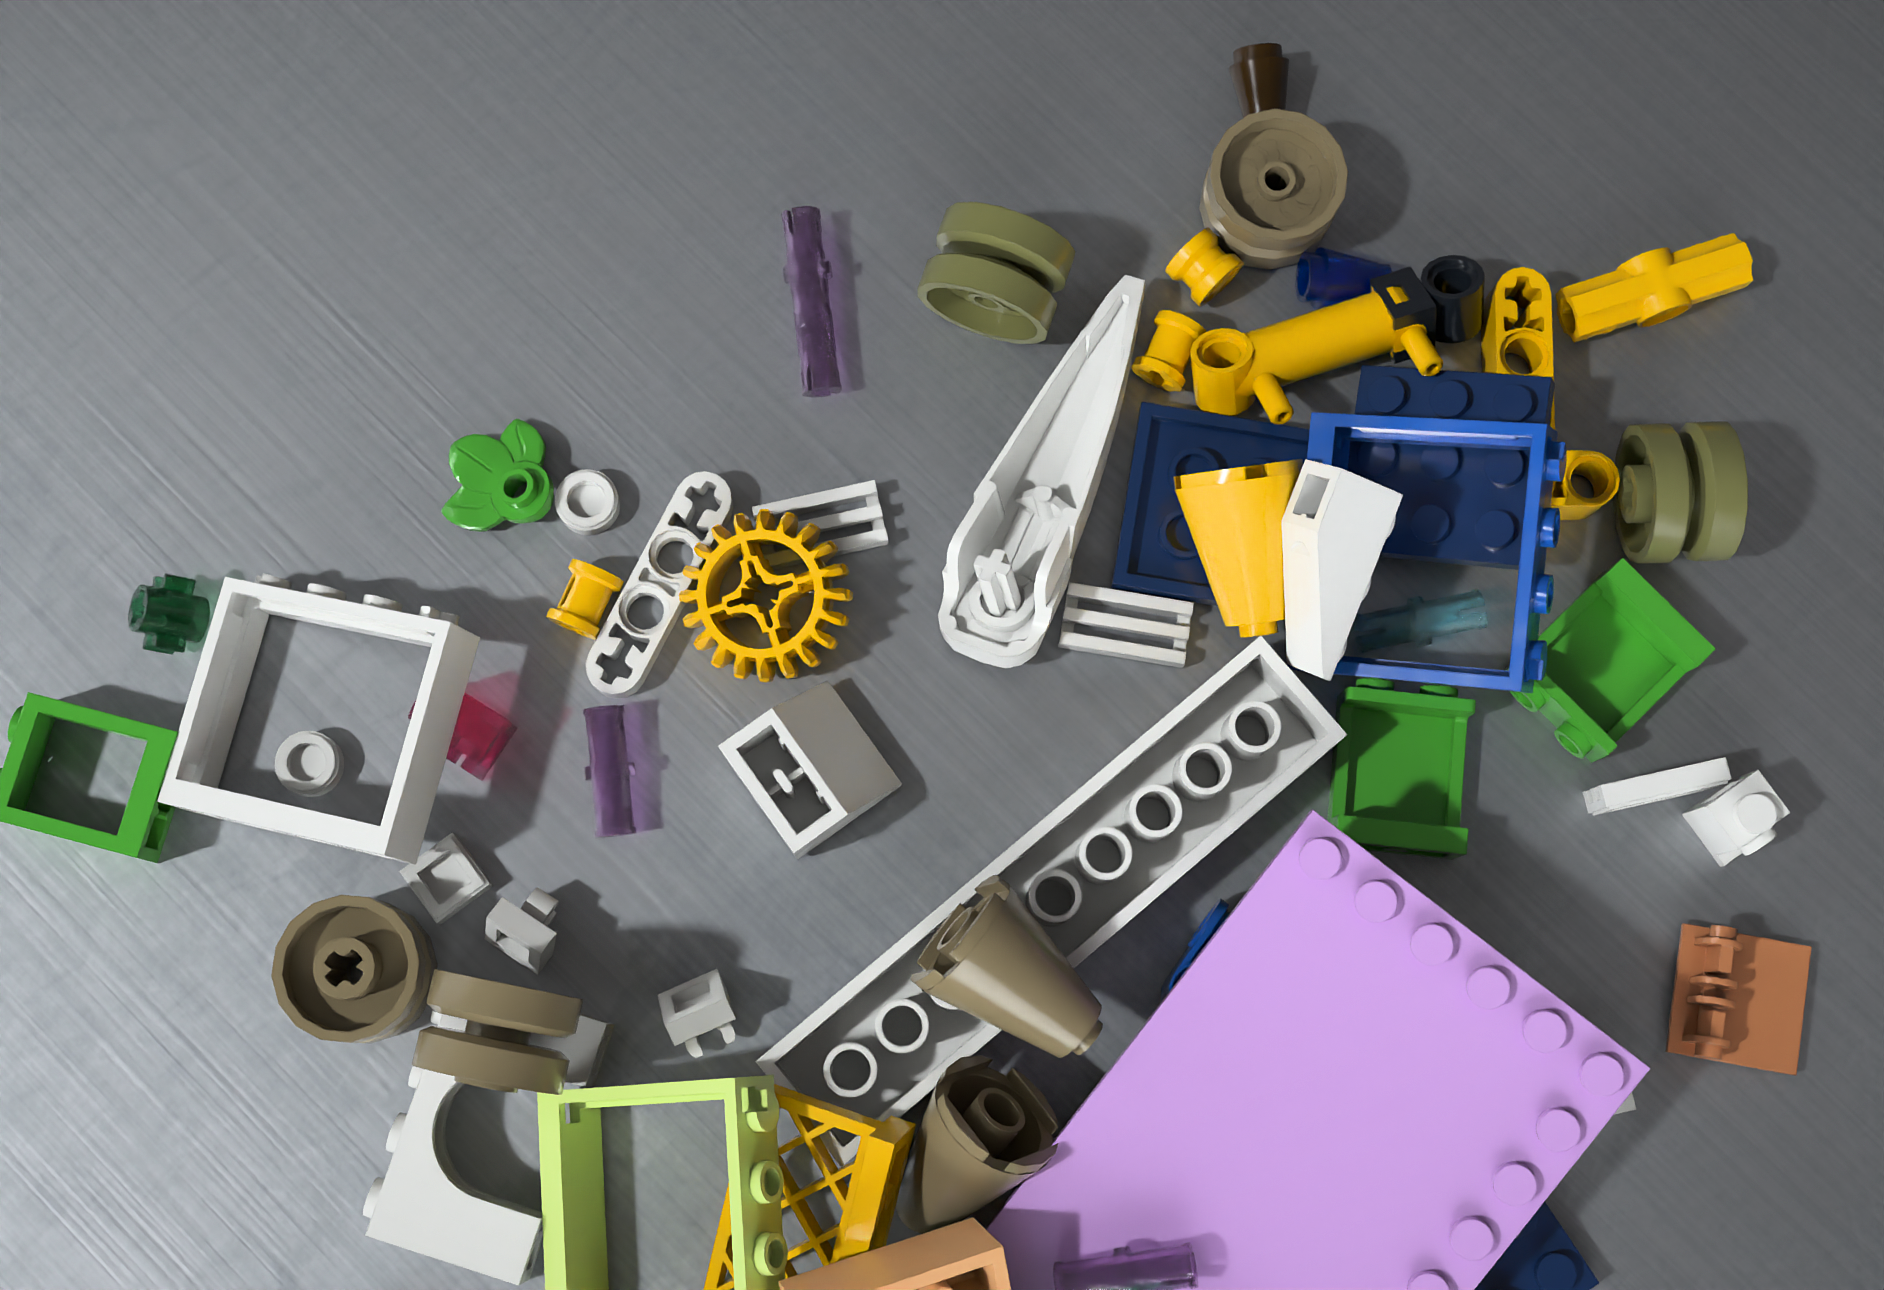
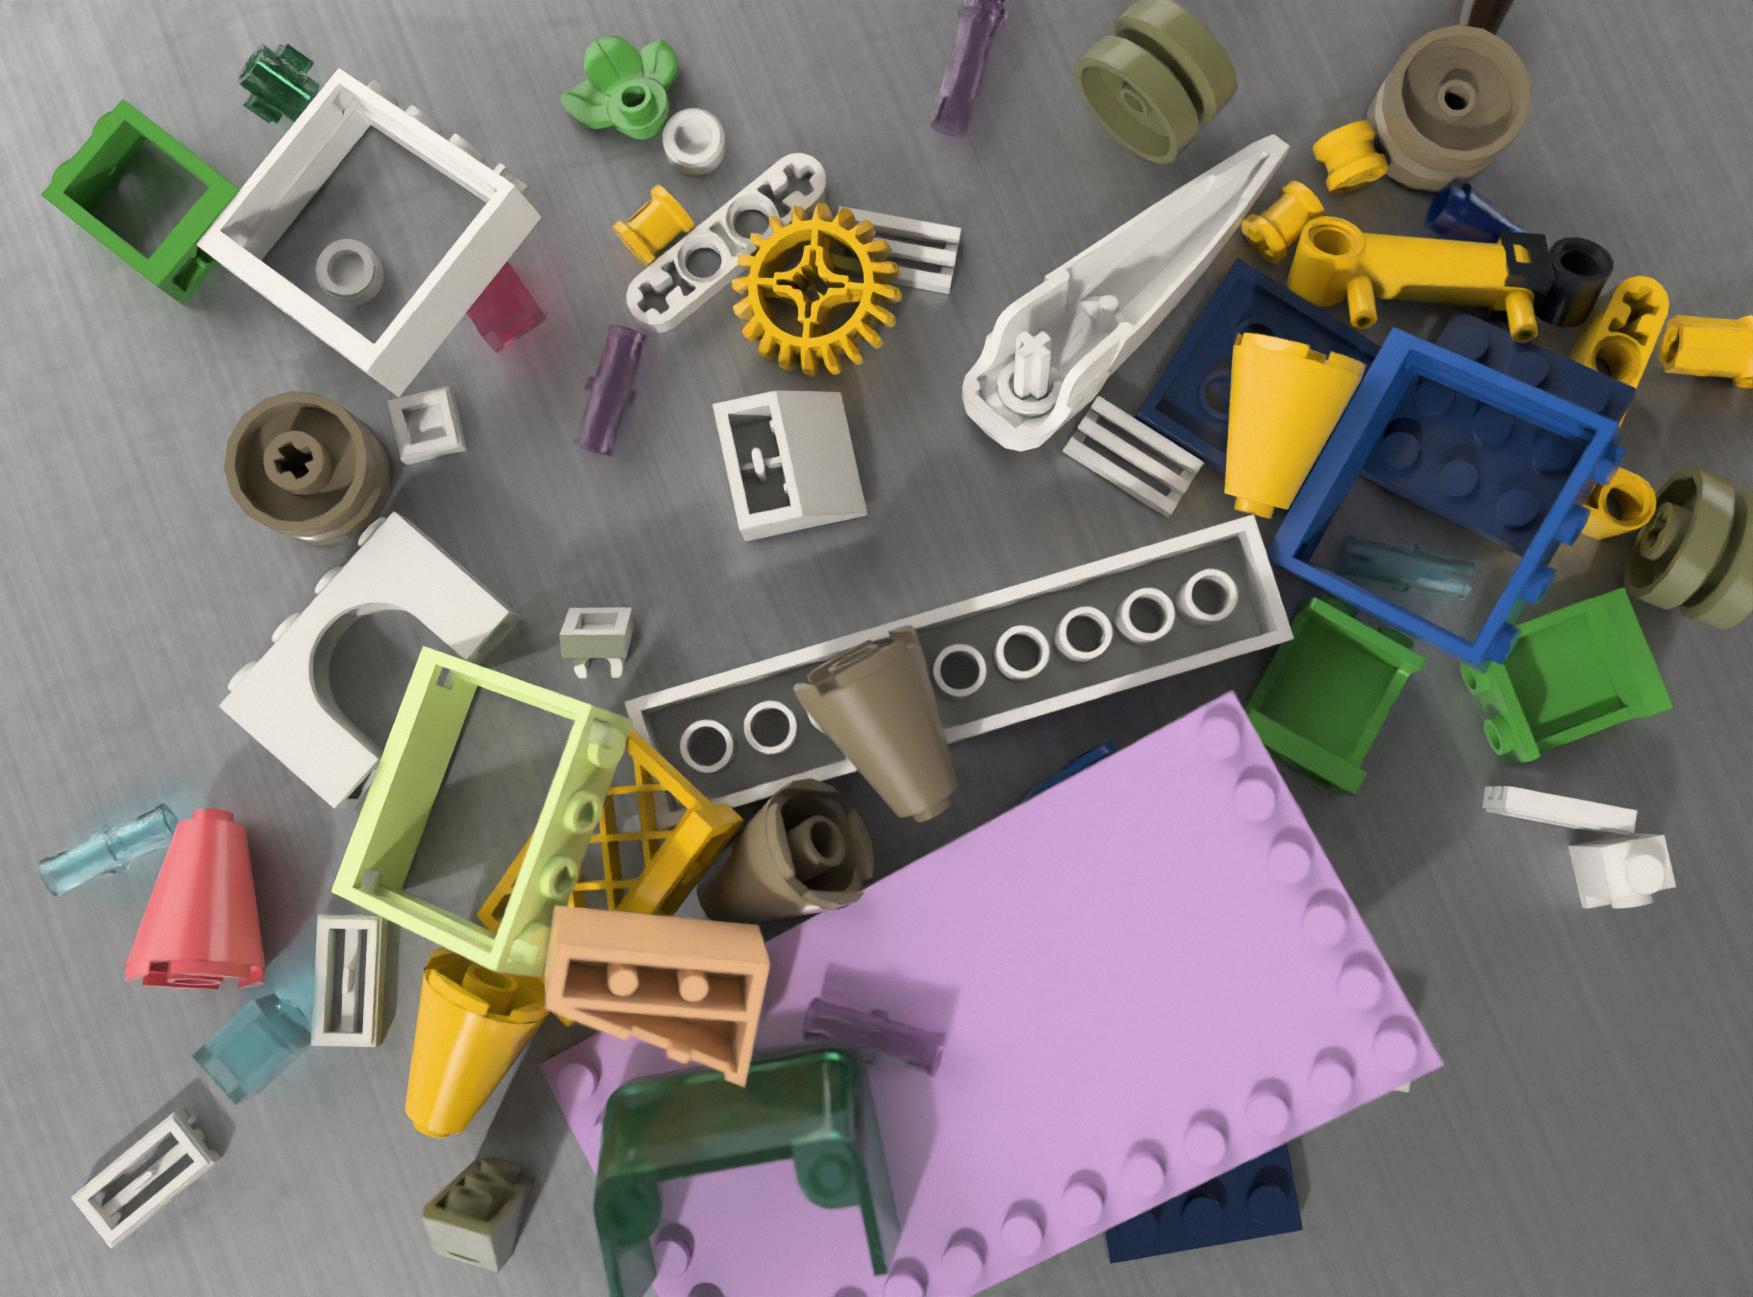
camera: 25 degrees right, 5 degrees up
(497, 1034) = (396, 581): dark tan wheel -> none
(524, 931) = (475, 499): white tile -> none
(1329, 554) = (1352, 463): white slope -> none
(1738, 998) = (1546, 1033): nougat hinge -> none

